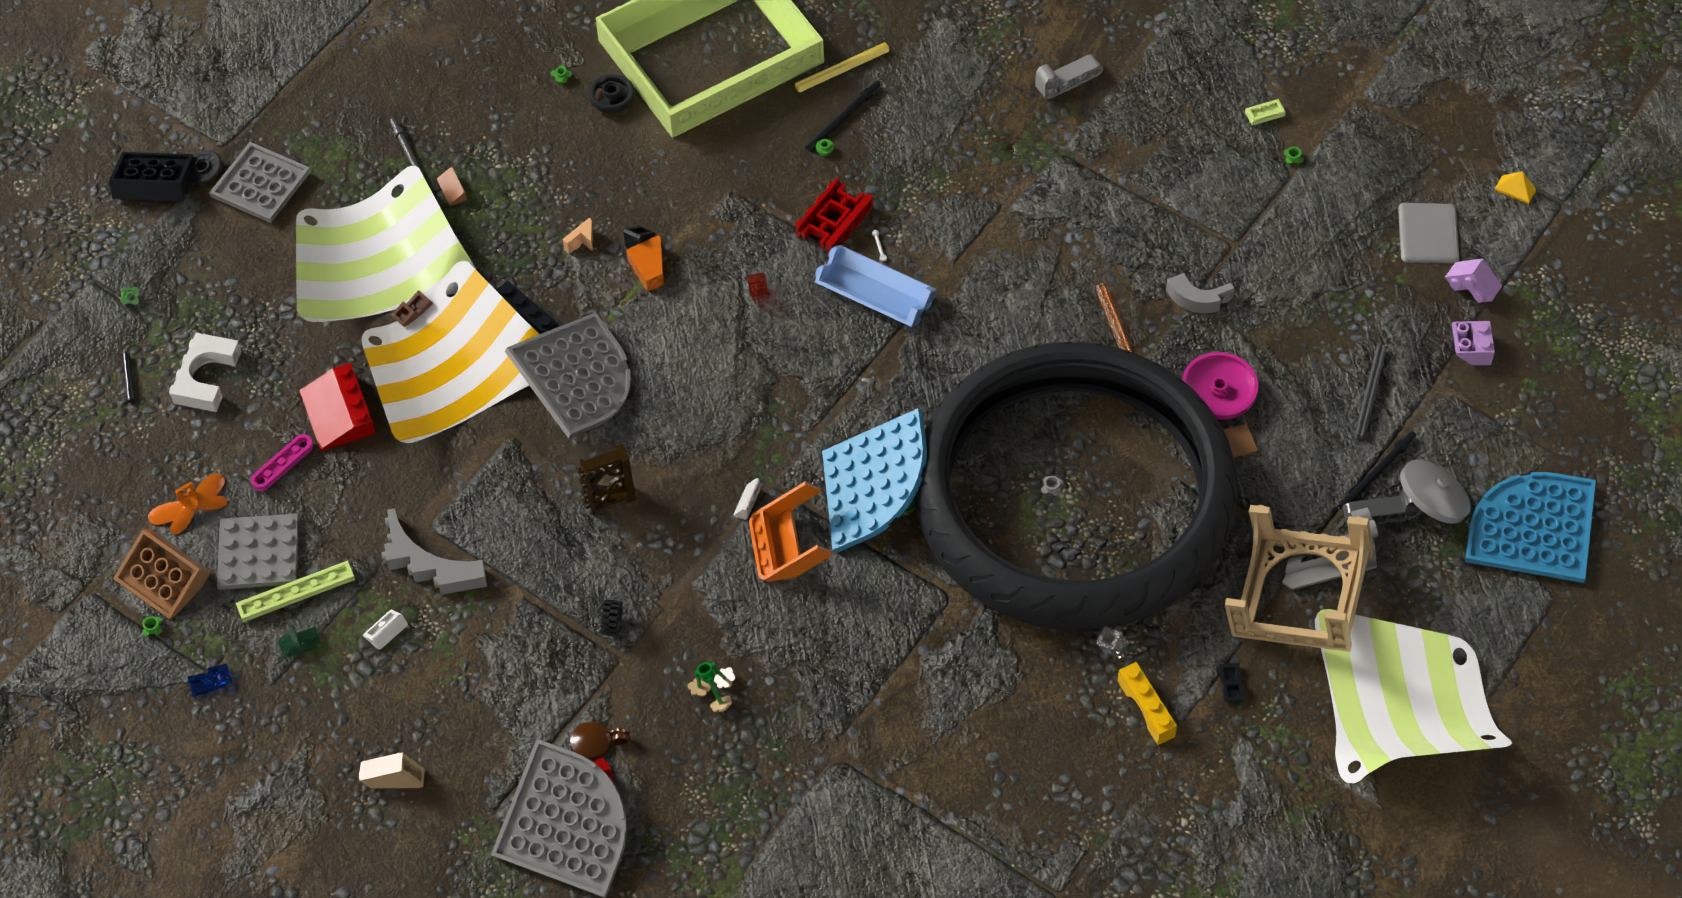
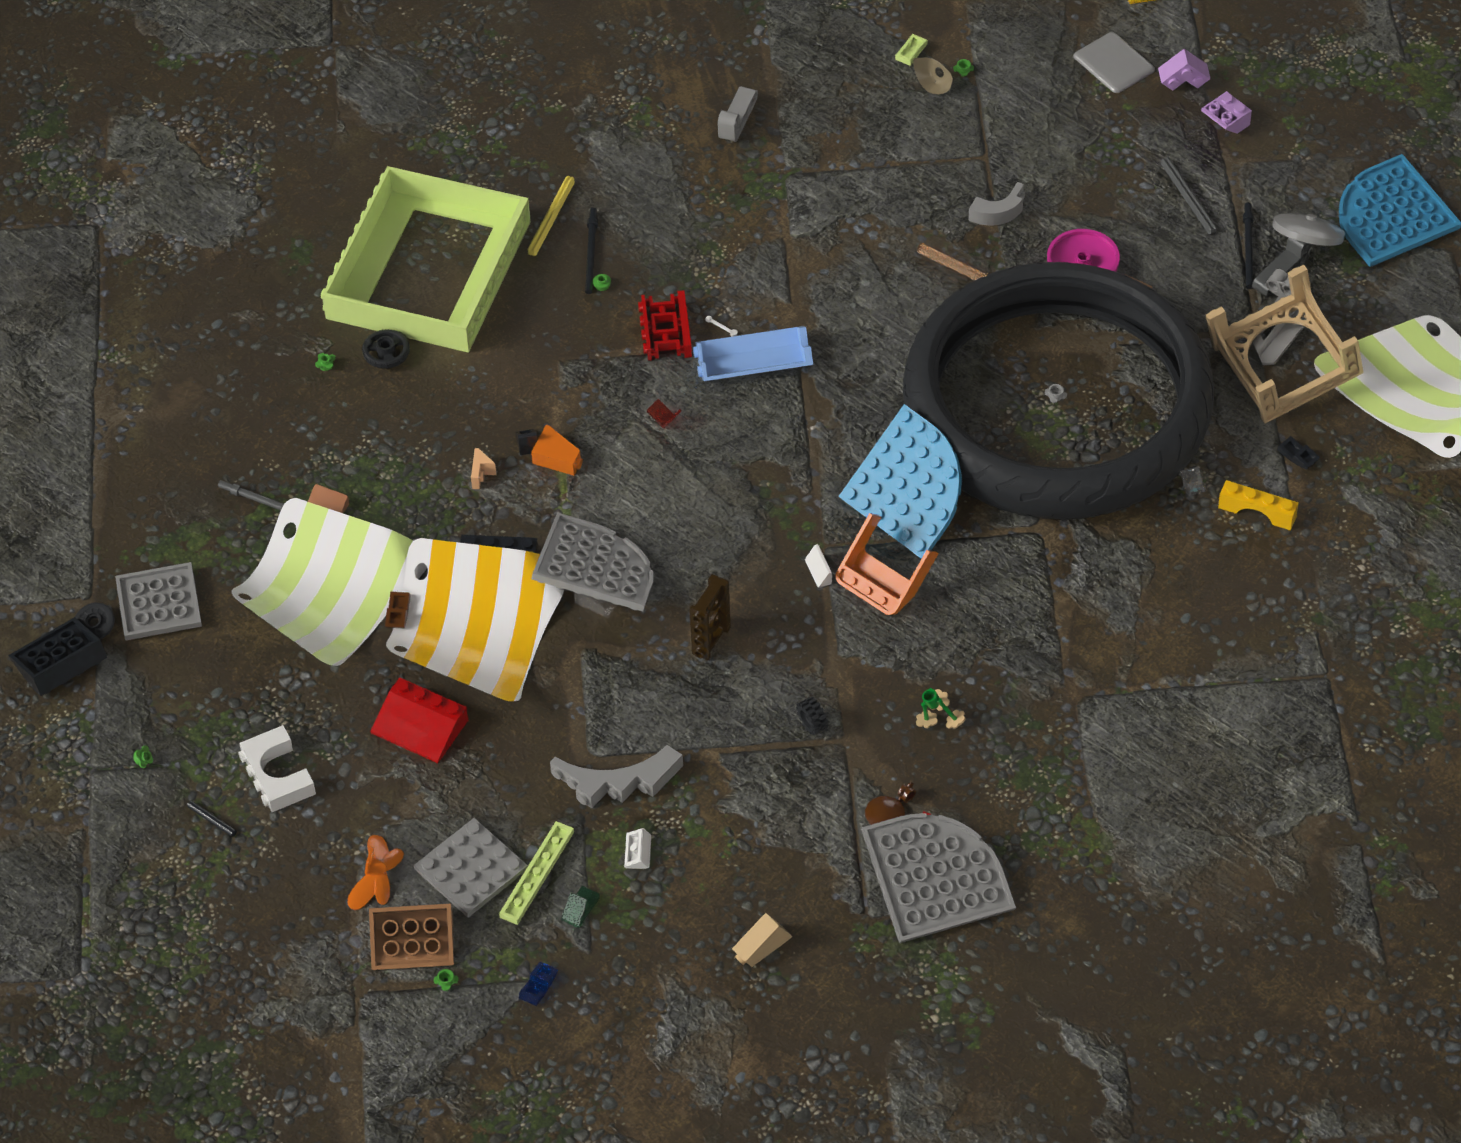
camera: 40 degrees left, 5 degrees down
(282, 462) = (418, 790): dark pink plate -> none
(1254, 144) = (927, 75): none -> dark tan piece

